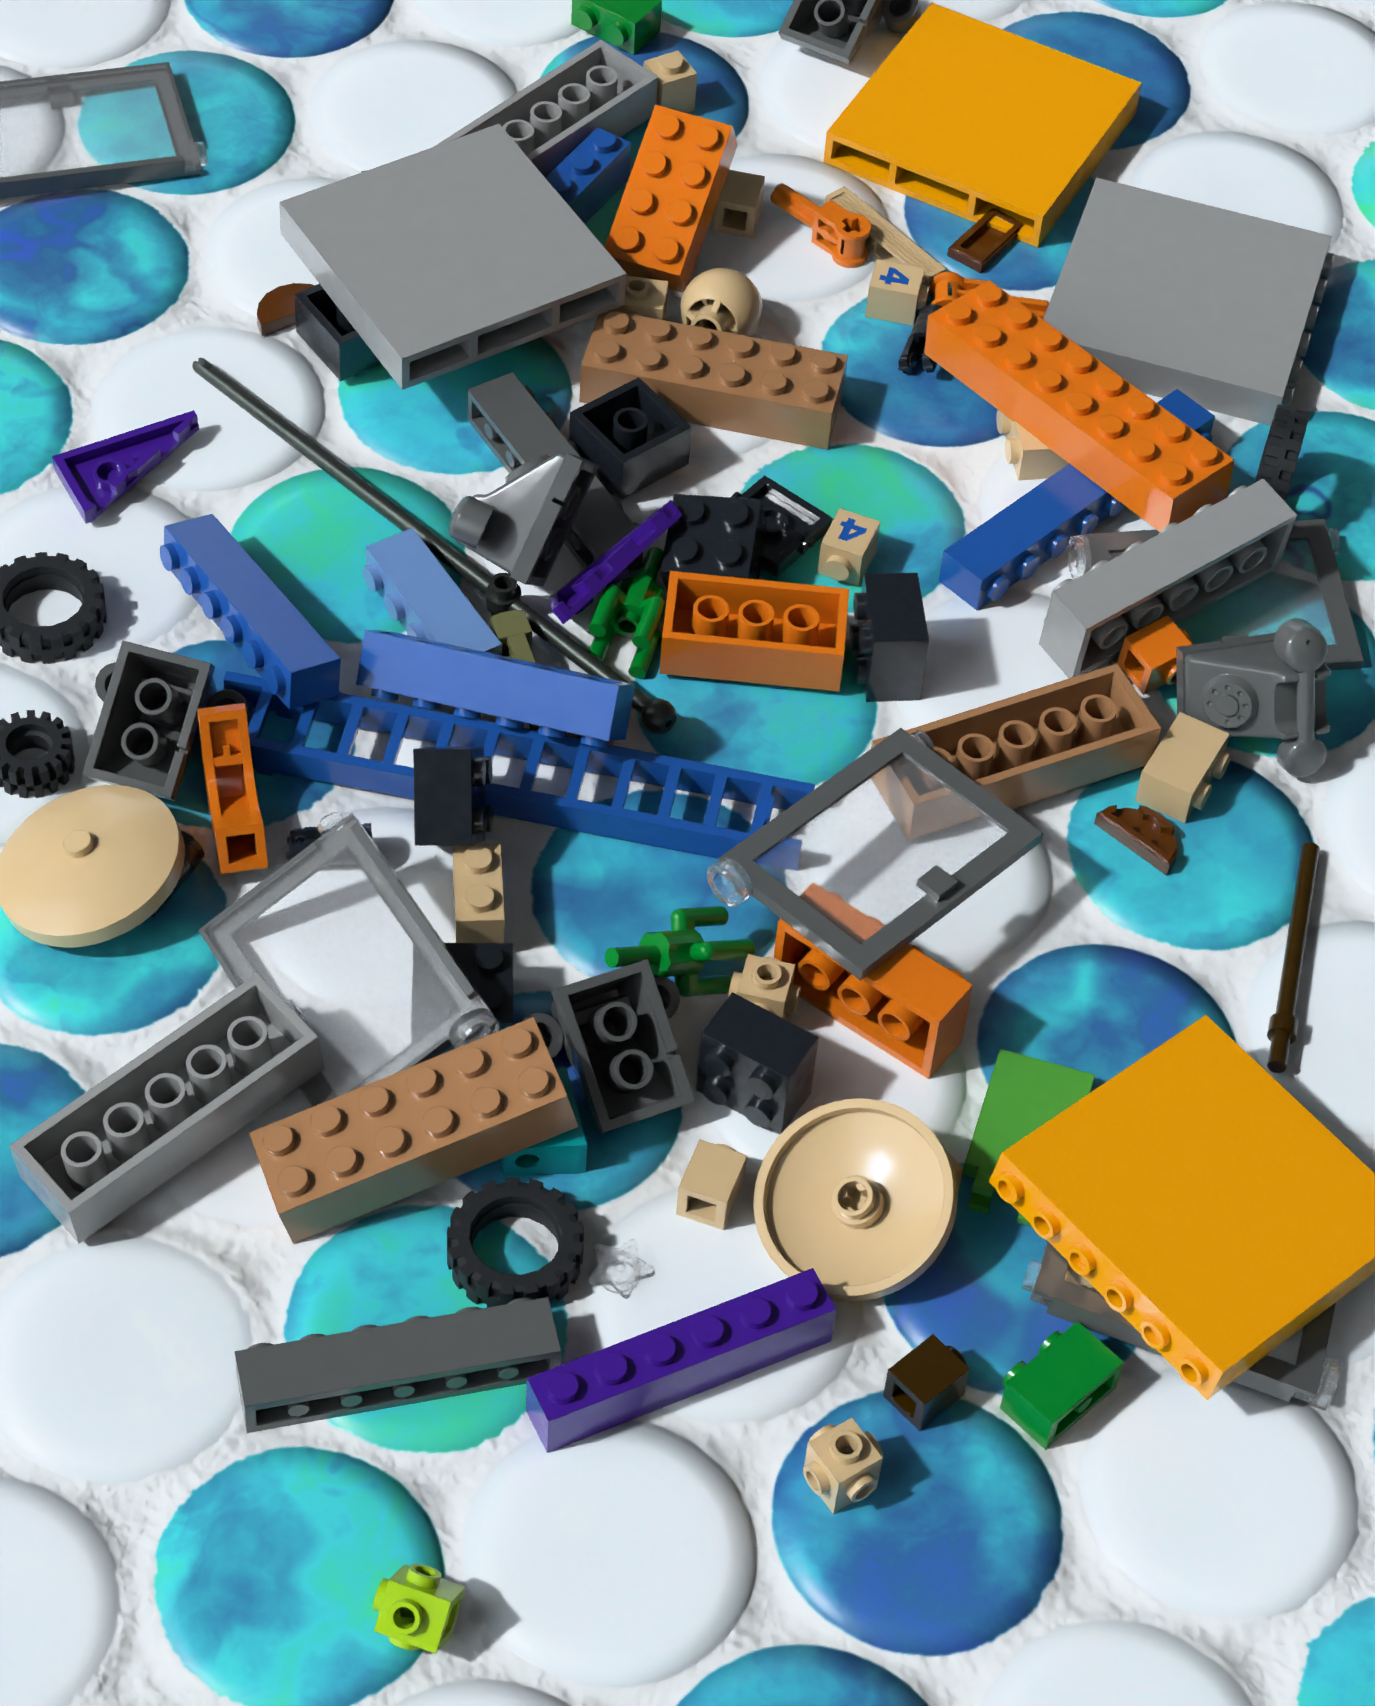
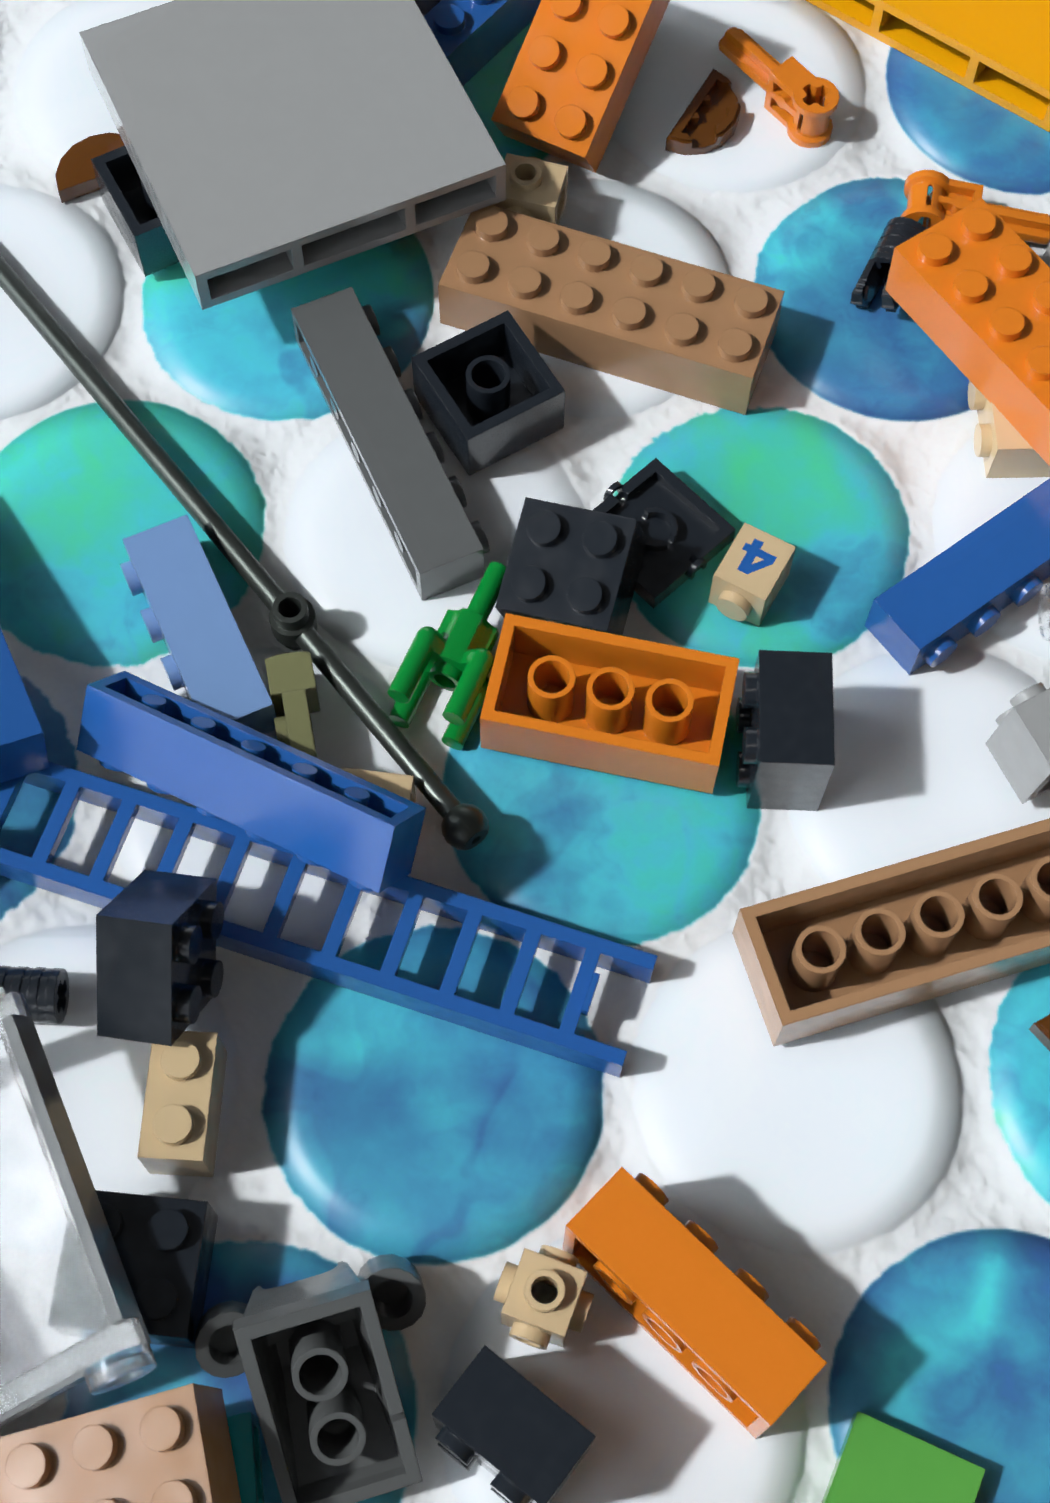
camera: 10 degrees right, 15 degrees up
(526, 517) = (325, 527): dark grey piece -> none
(611, 565) = (427, 598): dark purple wing -> none
(684, 952) = (433, 1238): green plant -> none
(722, 302) = (634, 202): tan brick -> none
(739, 204) = (678, 51): tan brick -> none
(769, 250) = (708, 118): none -> reddish brown tile
(876, 853) = (719, 1121): door -> none
(886, 240) = (861, 119): tan piece -> none
(896, 292) = (861, 192): tan brick -> none
(983, 244) = (981, 121): reddish brown tile -> none

